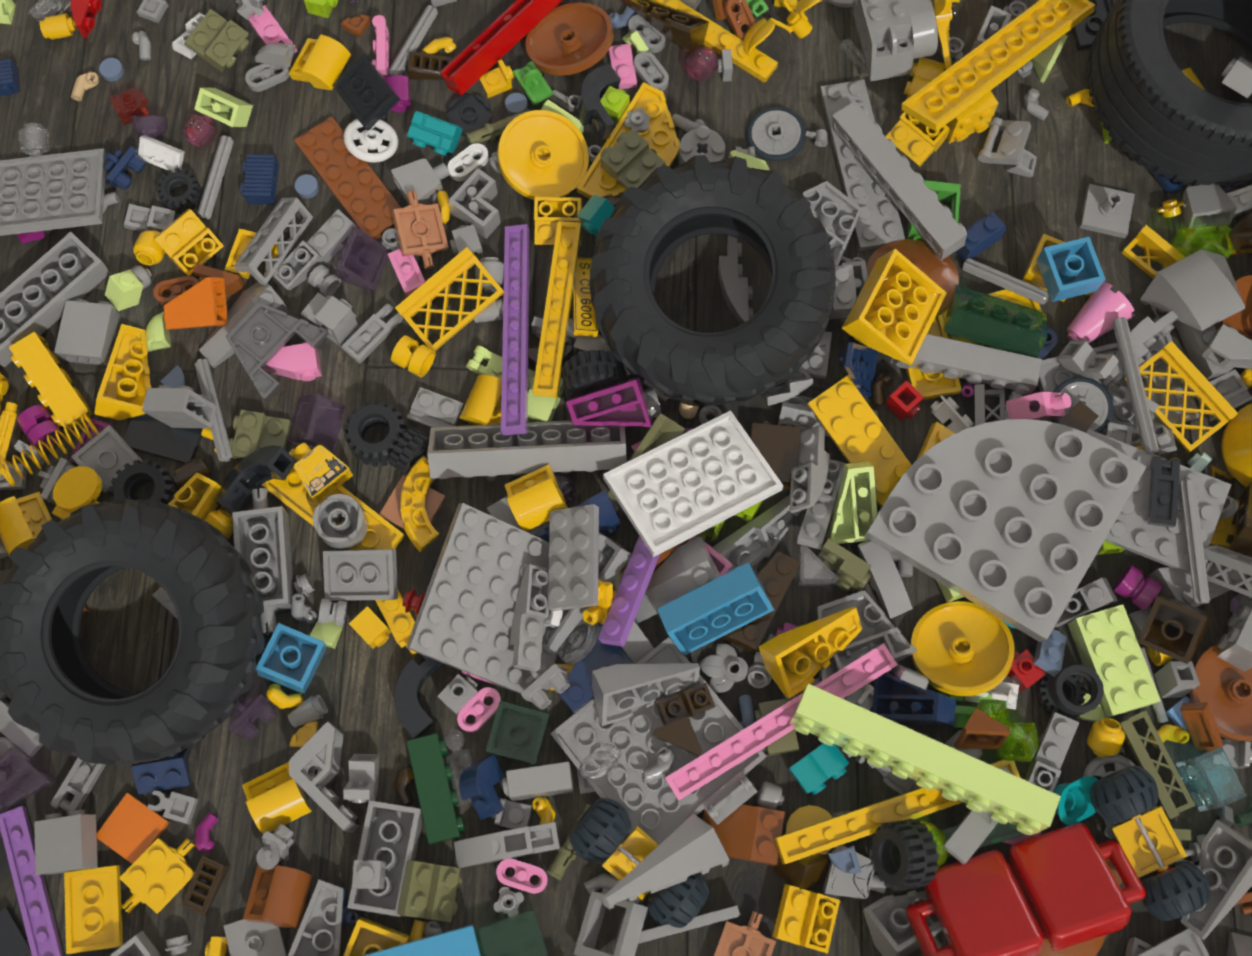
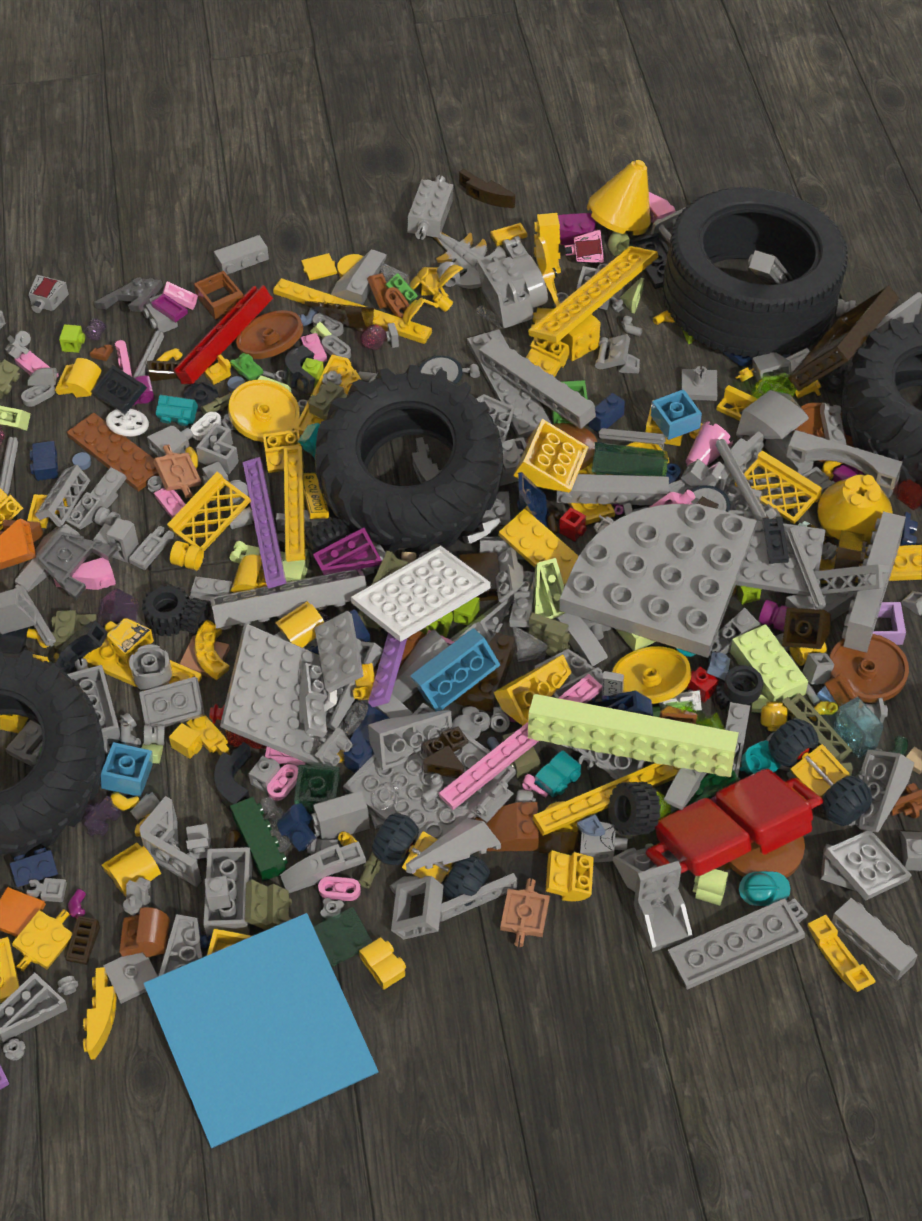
camera: 10 degrees left, 20 degrees down
(362, 260) = (134, 500): clear purple slope -> none
(779, 769) = (528, 784): none -> bright pink hand

